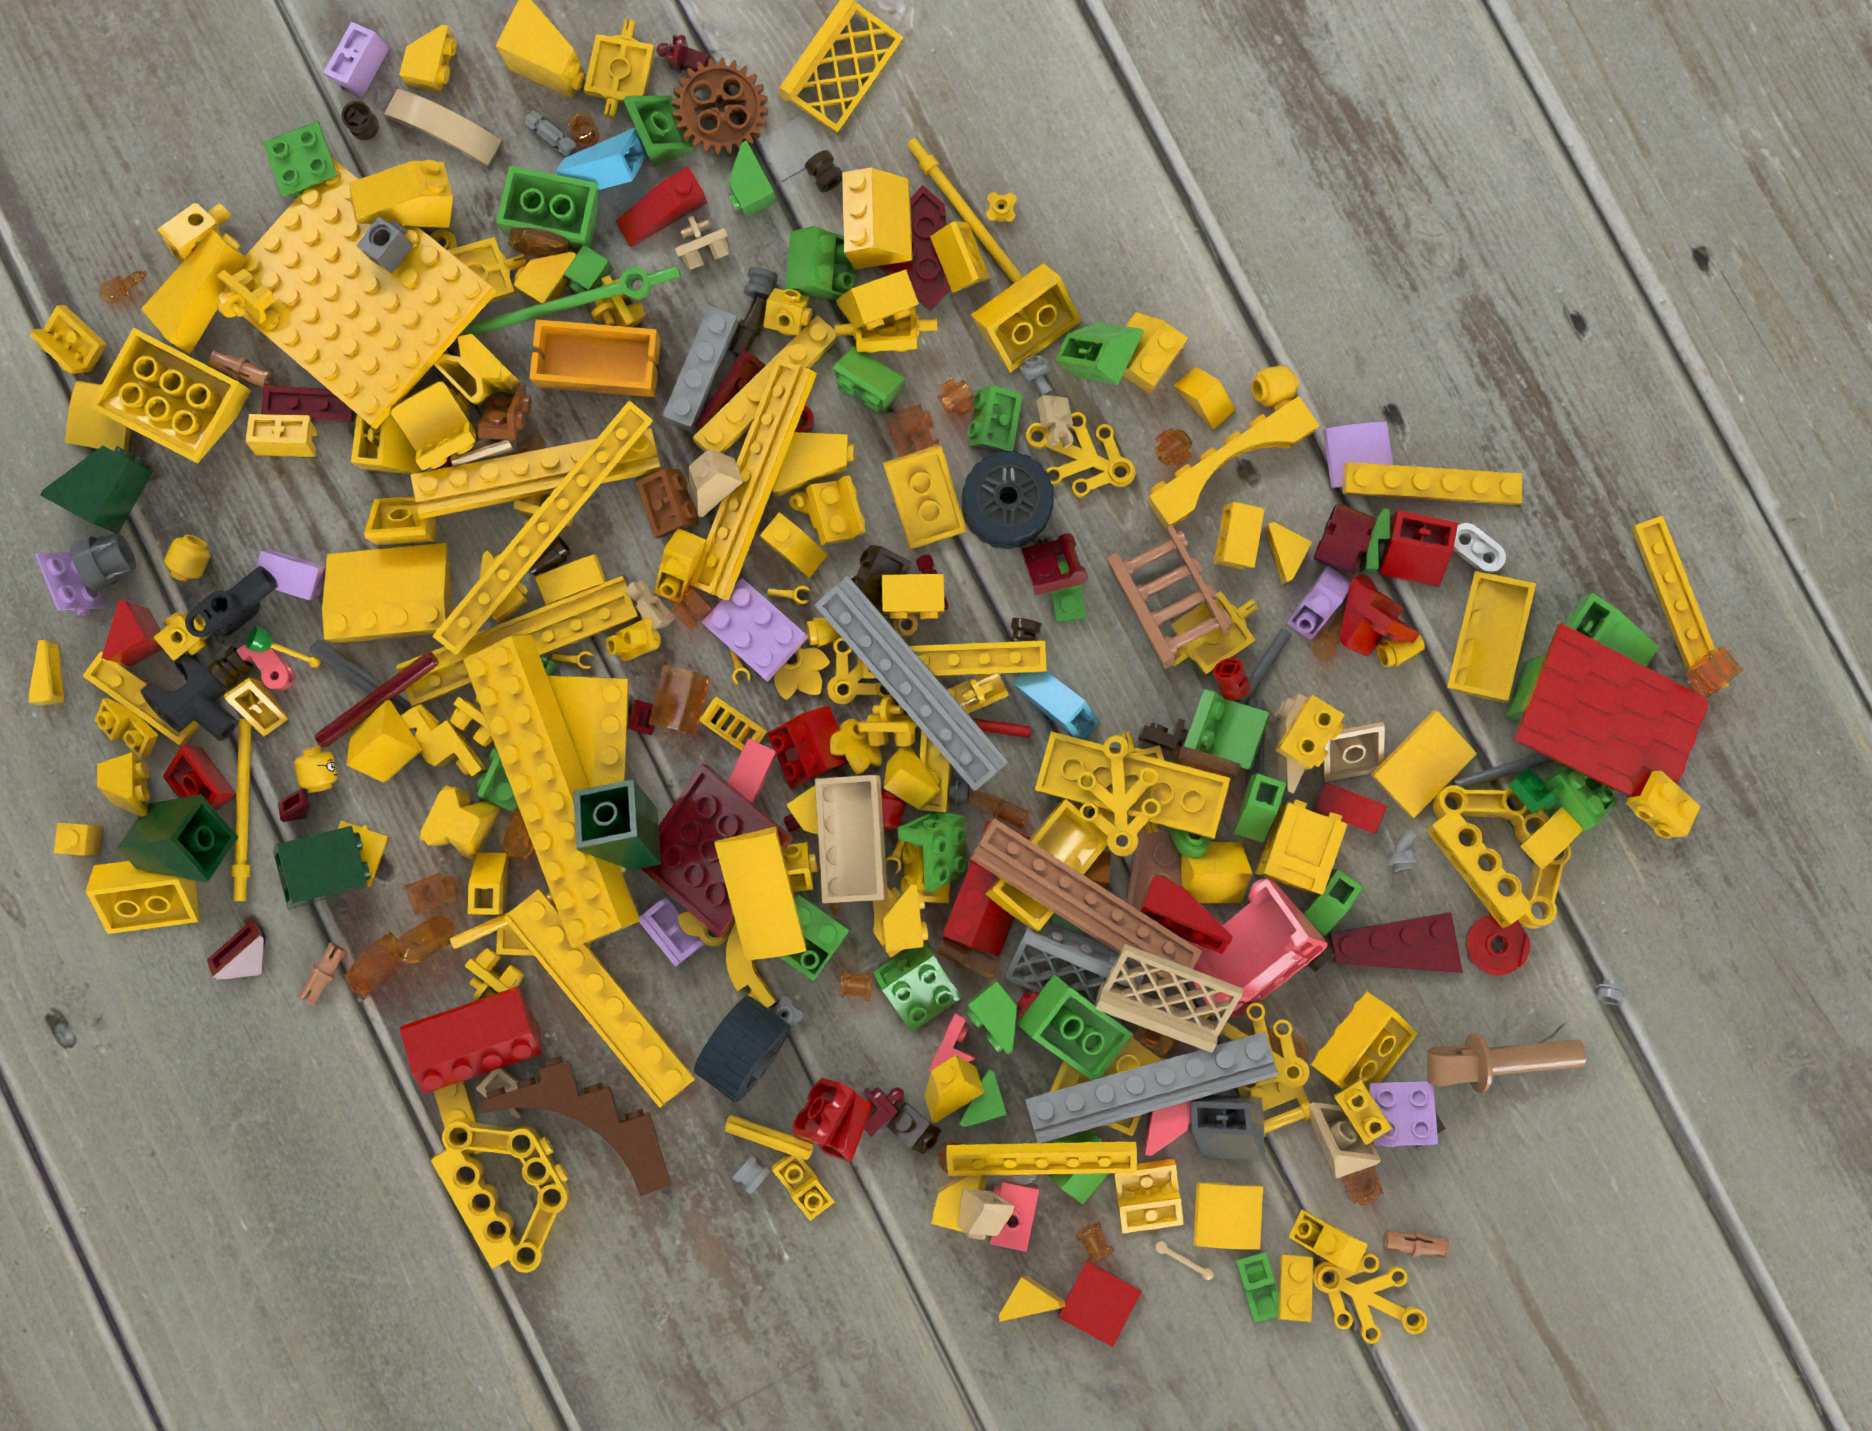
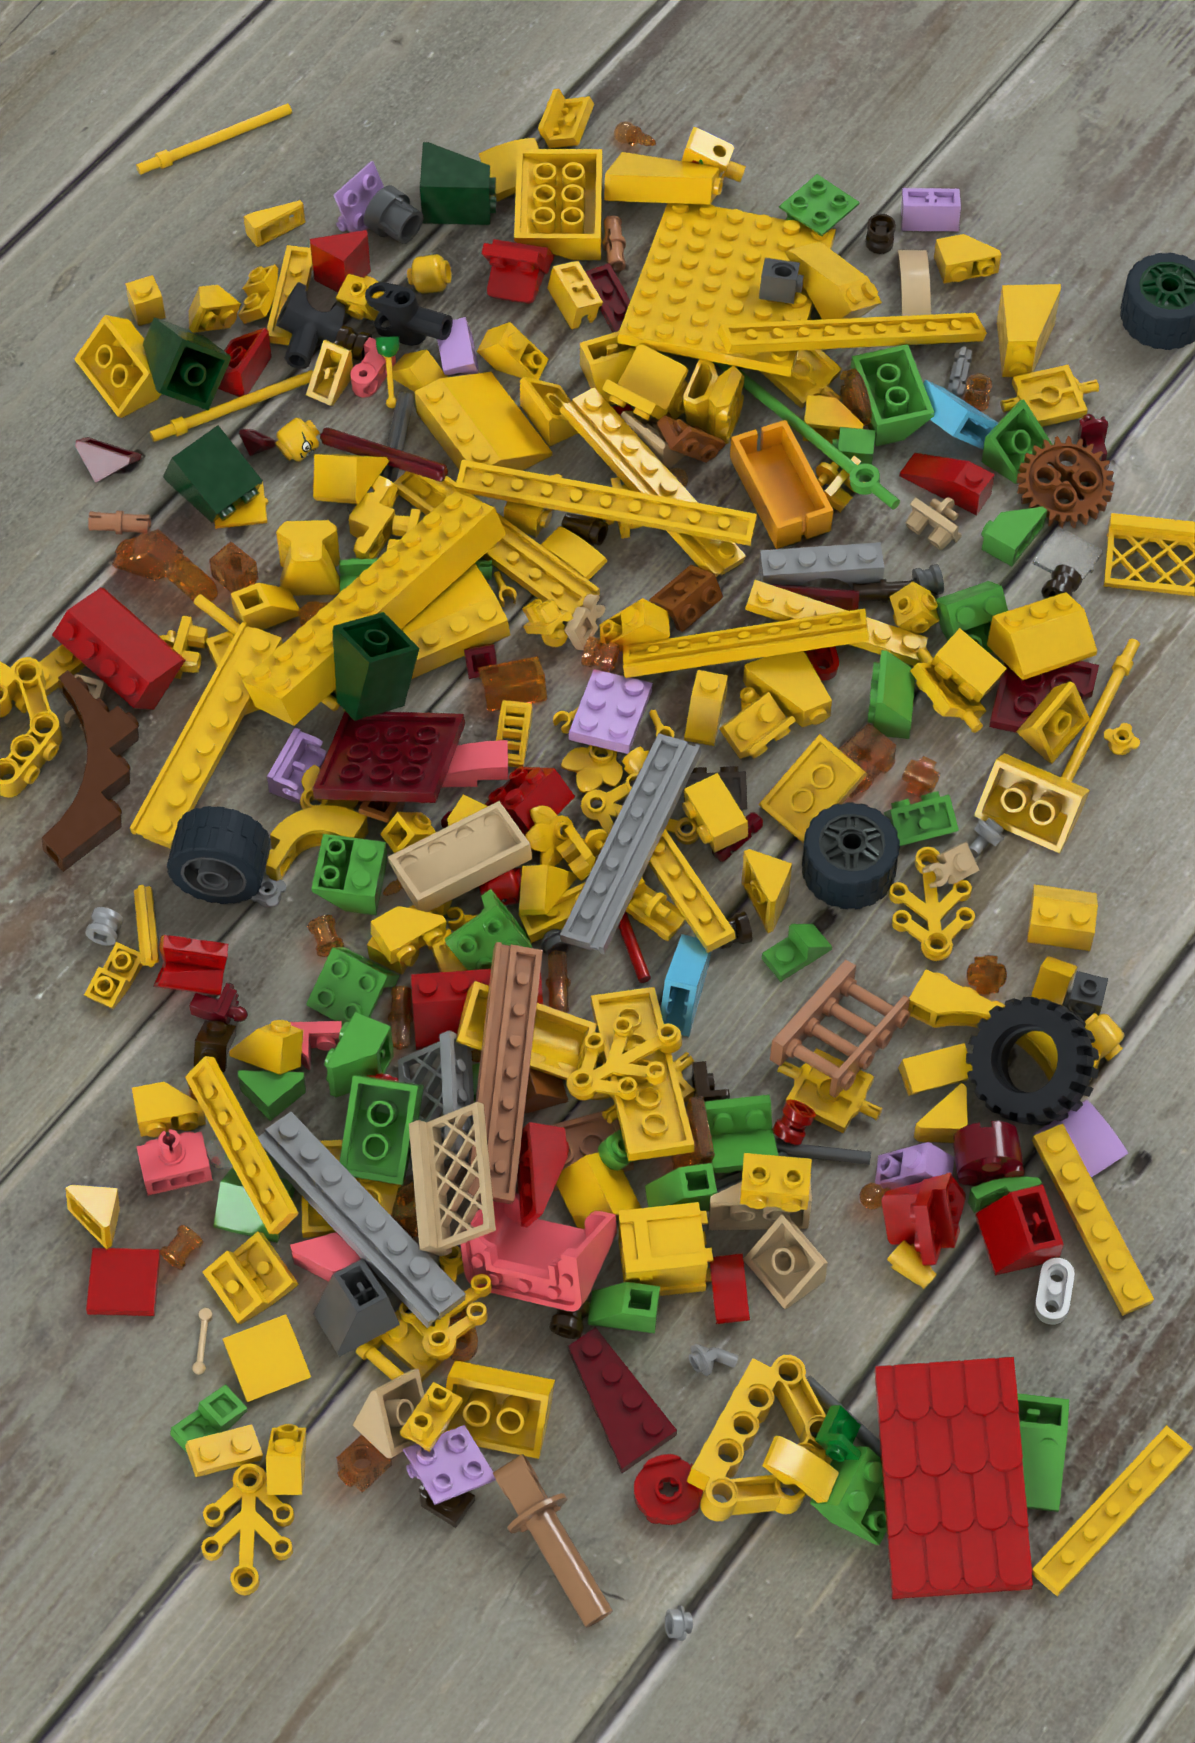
camera: 60 degrees right, 25 degrees down
(227, 476) = (516, 270): none -> red piece
(238, 298) = (677, 210): yellow hips -> none
(295, 621) = (417, 370): none -> yellow slope
(320, 525) = (512, 352): none -> yellow slope
(476, 213) = (851, 332): none -> yellow plate
(712, 479) = (726, 611): tan slope -> none
(761, 894) = (370, 798): yellow slope -> none
(983, 1213) = (161, 1115): tan slope -> none
(1006, 586) = (767, 885): none -> yellow slope
(1044, 568) = (807, 915): dark red plate -> none
(1099, 351) = (1035, 867): bright green slope -> none
(1236, 375) = (1087, 995): none -> dark grey brick
(1311, 485) = (992, 1052): none -> black tyre
(1416, 1244) = (324, 1549): nougat pin -> none
(1423, 764) = (815, 1333): yellow tile -> none
(1491, 636) = (980, 1334): yellow slope -> none
(1665, 806) = (897, 1580): yellow bracket -> none
(1712, 671) = (1059, 1557): clear orange brick -> none

